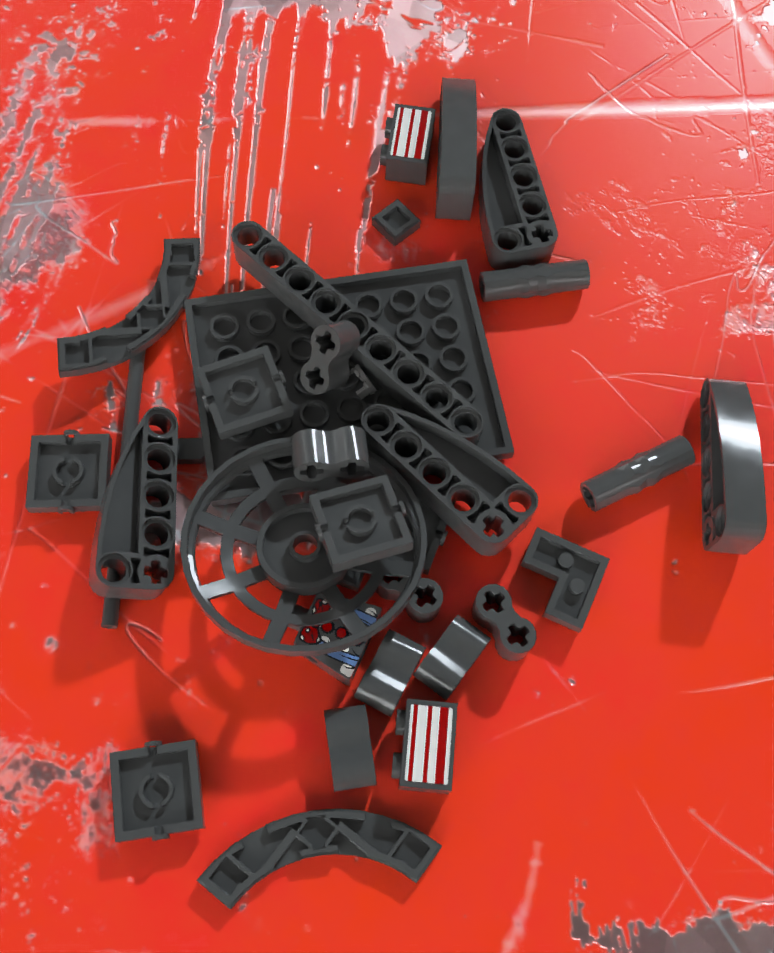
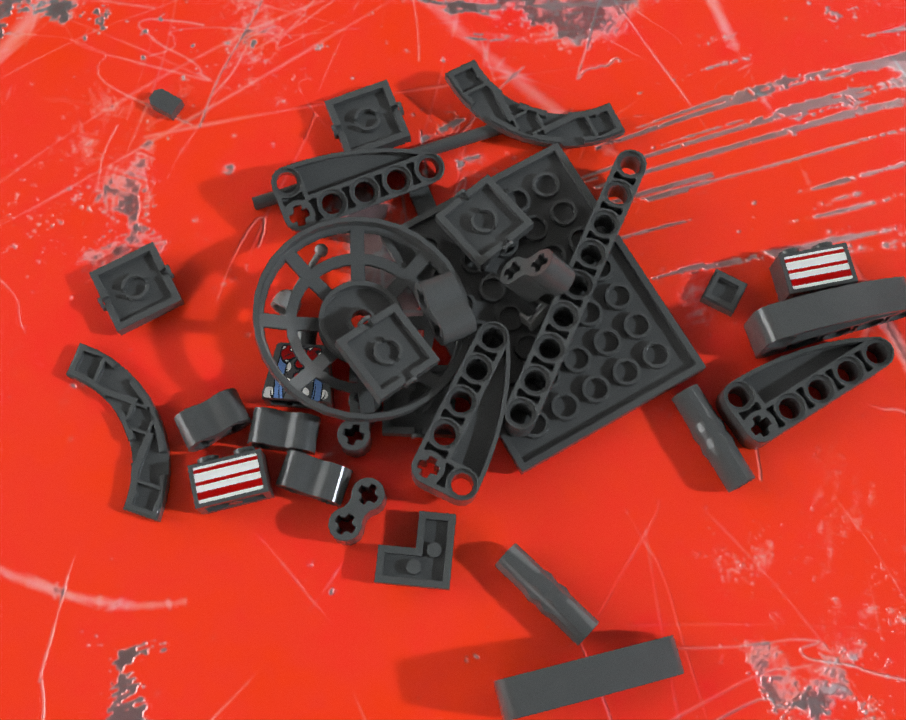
camera: 75 degrees right, 5 degrees up
(241, 618) = (281, 299): none -> light grey hinge

